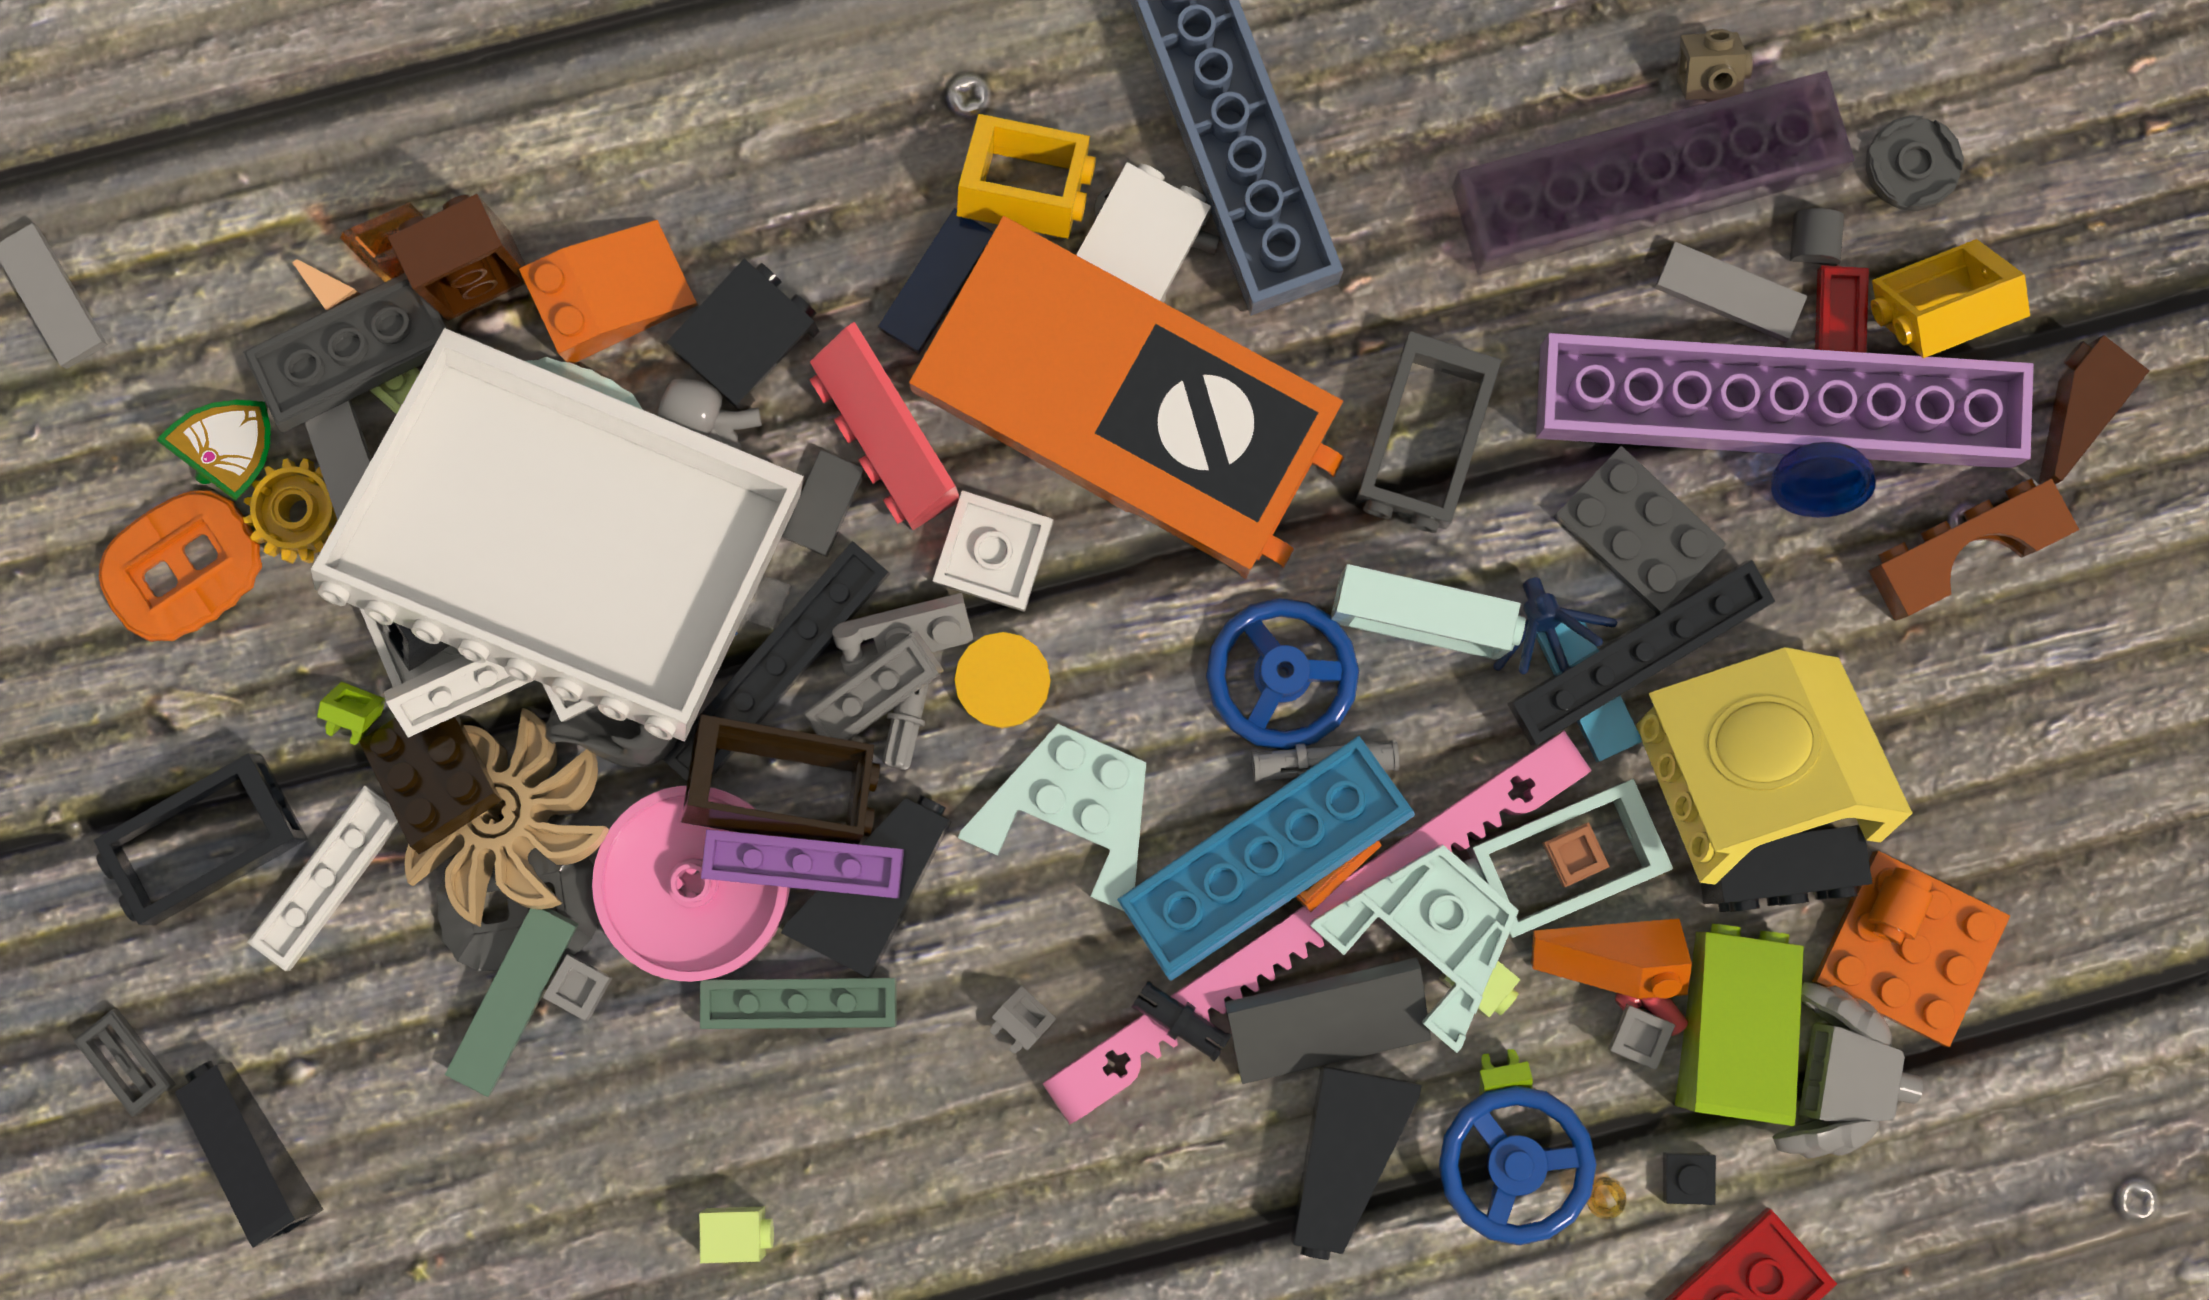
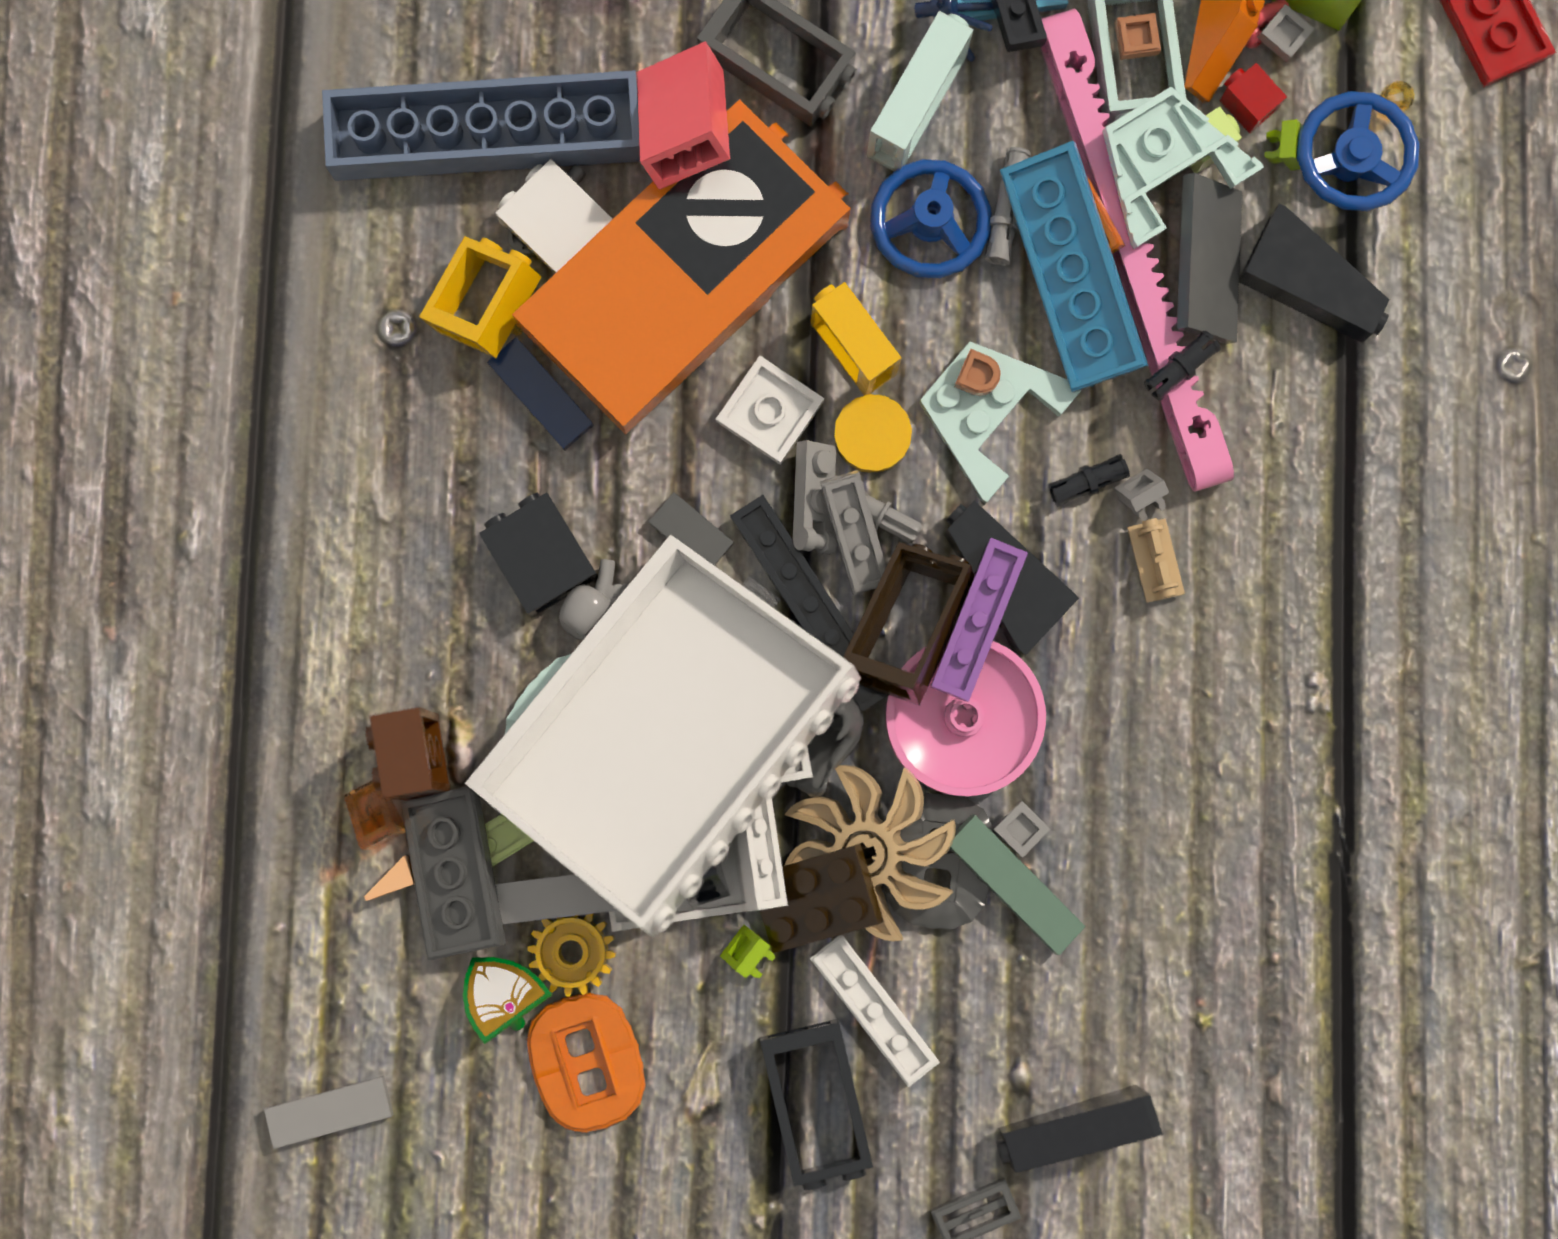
camera: 80 degrees left, 0 degrees up
(607, 289) = (467, 652): orange slope -> none
(734, 1234) = (1246, 760): yellowish green brick -> none
(798, 1003) = (1081, 661): sand green plate -> none
(884, 429) = (649, 463): coral slope -> none
(947, 1060) = (1155, 560): none -> tan hinge
(1020, 952) = (1088, 480): none -> black pin
(1101, 621) = (854, 338): none -> yellow window
(1104, 782) = (979, 374): none -> nougat tile
(1301, 340) = (682, 115): none -> coral brick
(1550, 1017) = (1252, 97): none -> red brick
(1689, 1178) = (1397, 35): black plate -> none

